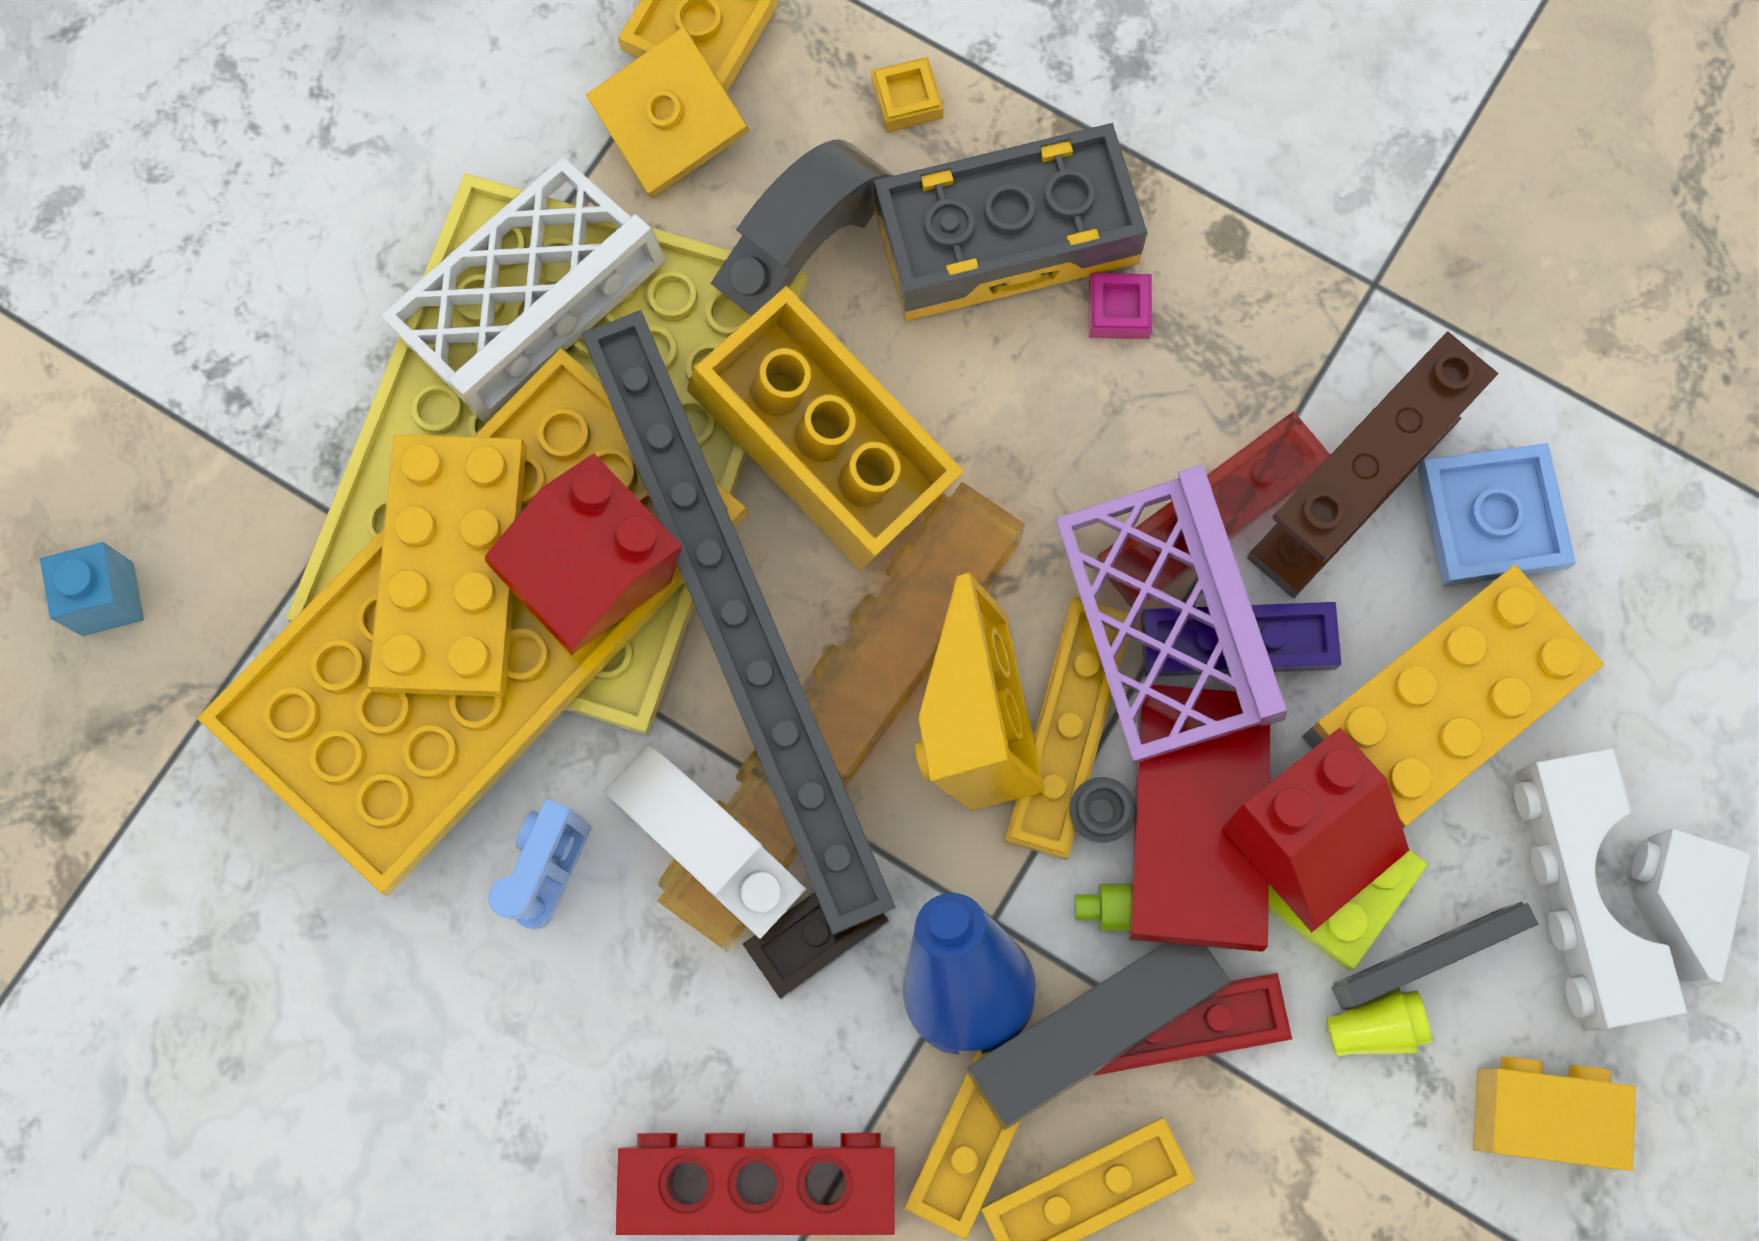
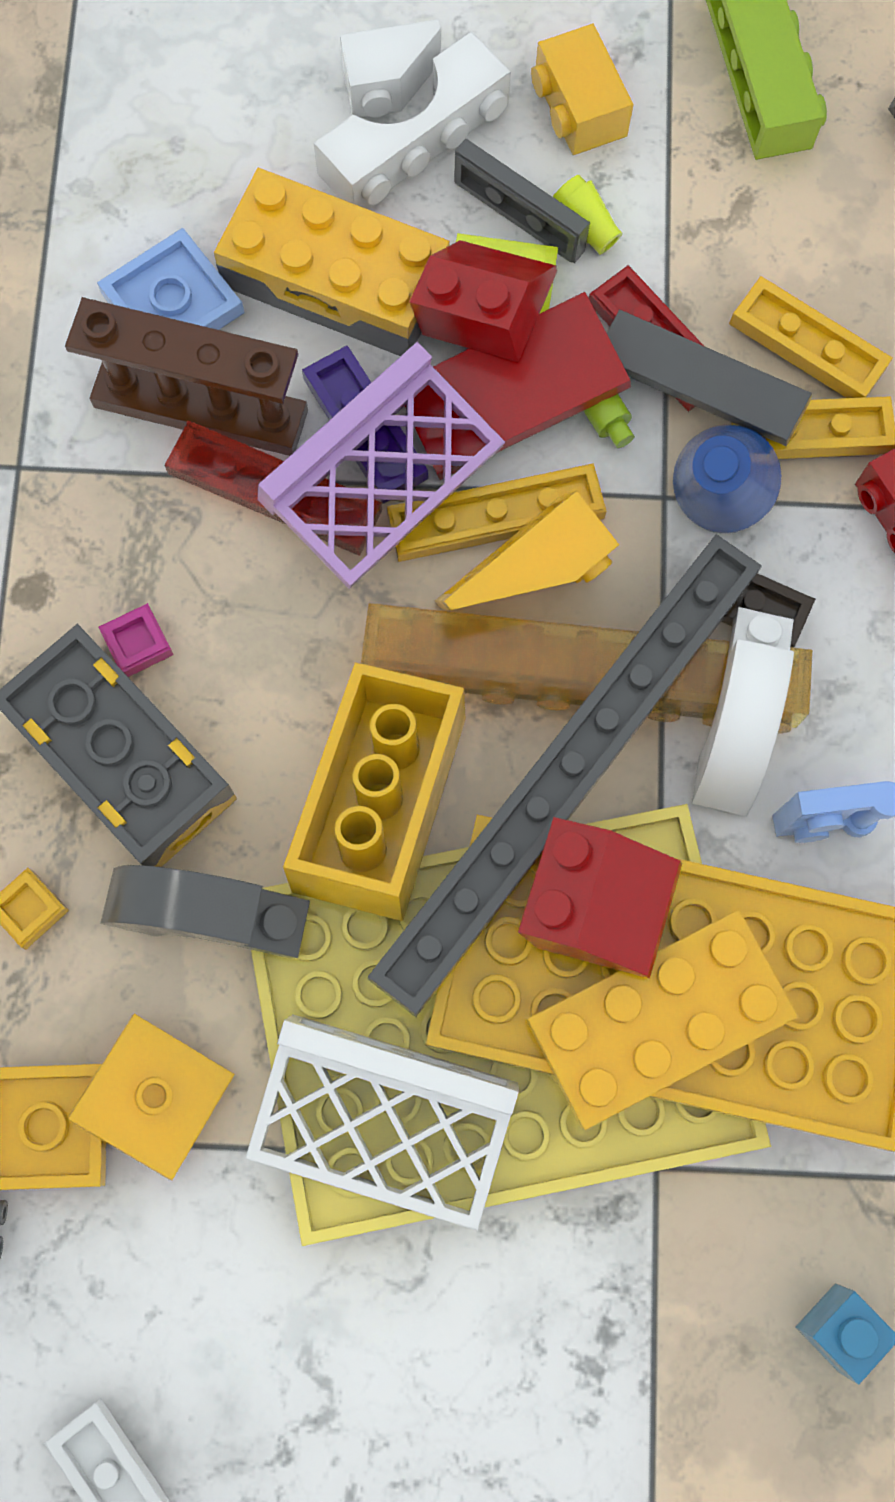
camera: 125 degrees left, 0 degrees up
(1116, 795) = (550, 440): dark grey plate -> none

